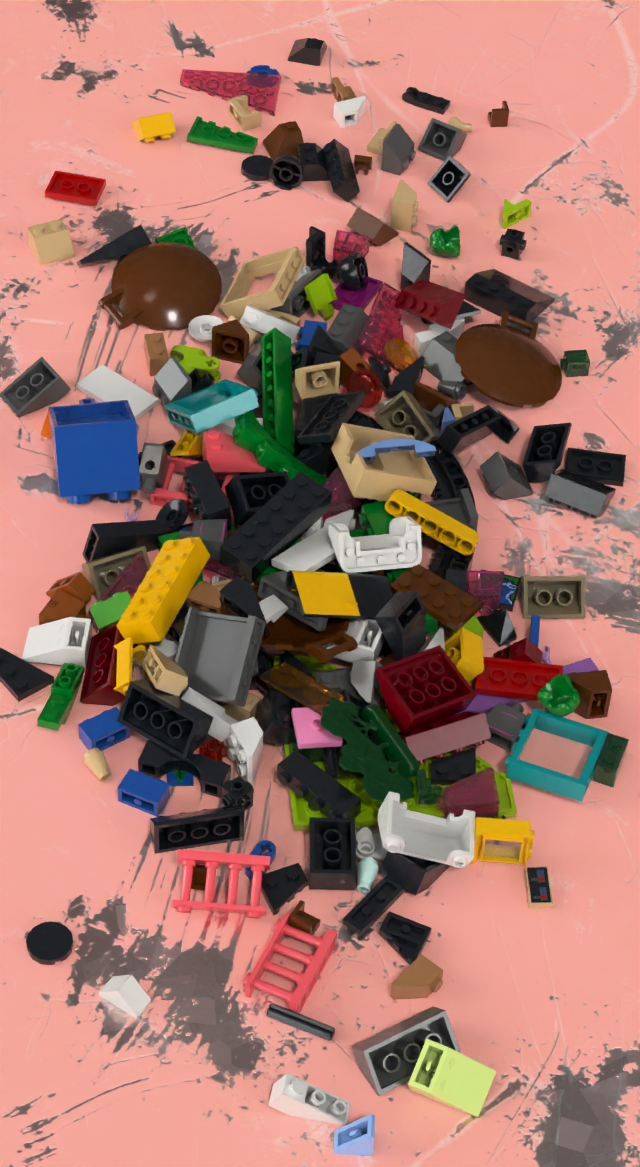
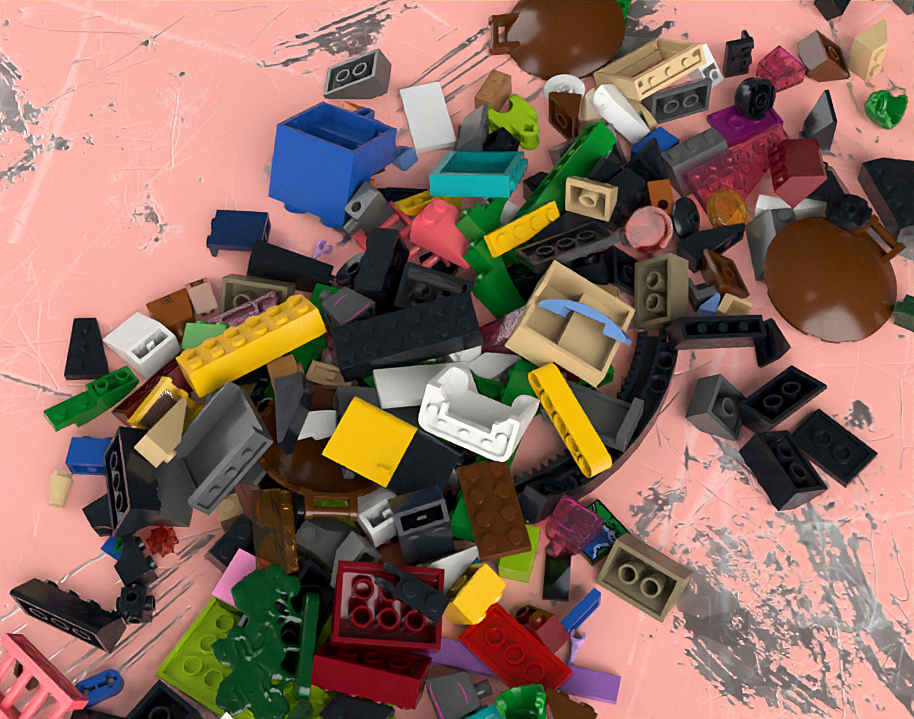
camera: 45 degrees right, 10 degrees up
(55, 535) = (237, 230): none -> dark blue panel
(143, 792) = (66, 544): blue brick -> none
(221, 722) = (184, 518): white slope -> none
(246, 747) = (183, 561): white slope -> none
(285, 423) = (521, 229): none -> yellow plate
(317, 787) = (200, 665): black brick -> none
(320, 294) = (695, 107): lime piece -> none
(326, 267) = (730, 78): black hair -> none
(436, 665) = (414, 593): none -> black hinge
(453, 389) = (750, 276): dark grey cone -> none
(488, 314) = (848, 211): none -> black tile

